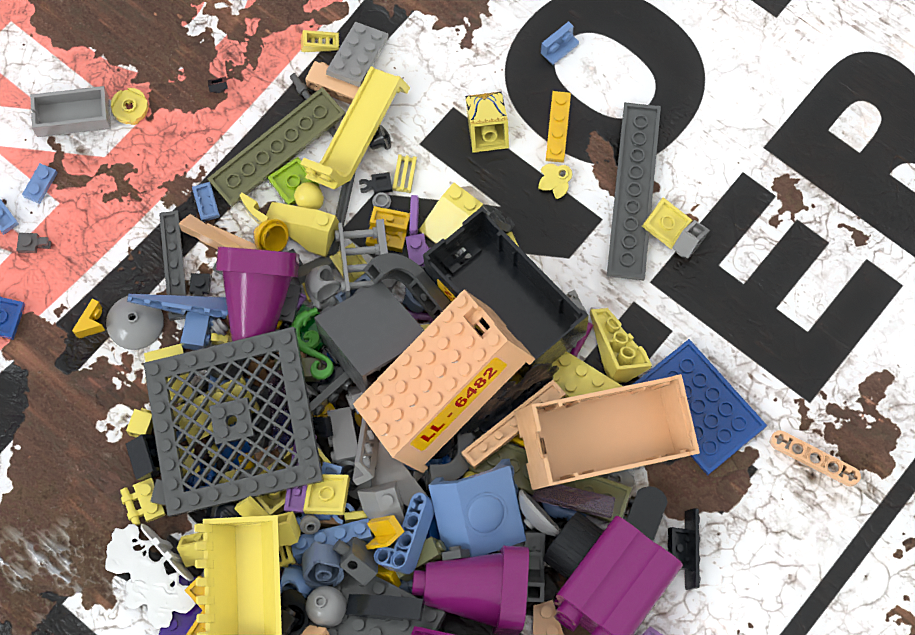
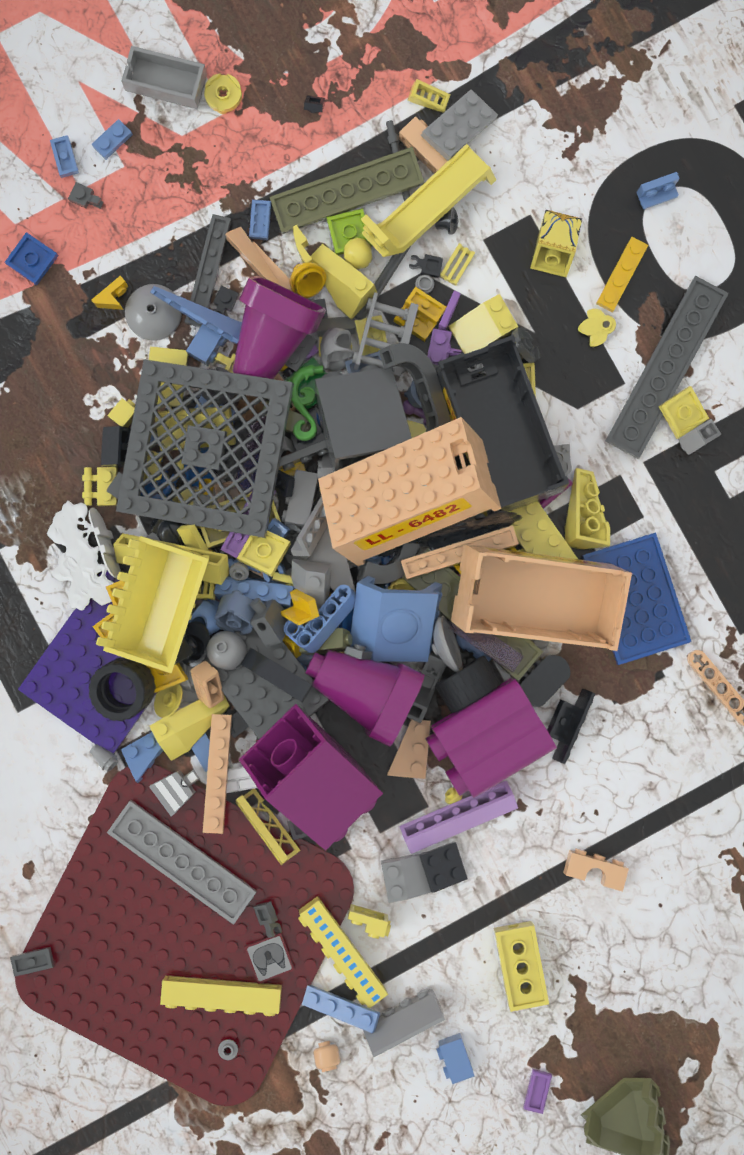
camera: 20 degrees right, 15 degrees up
(219, 327) = (227, 350): light grey plate -> none

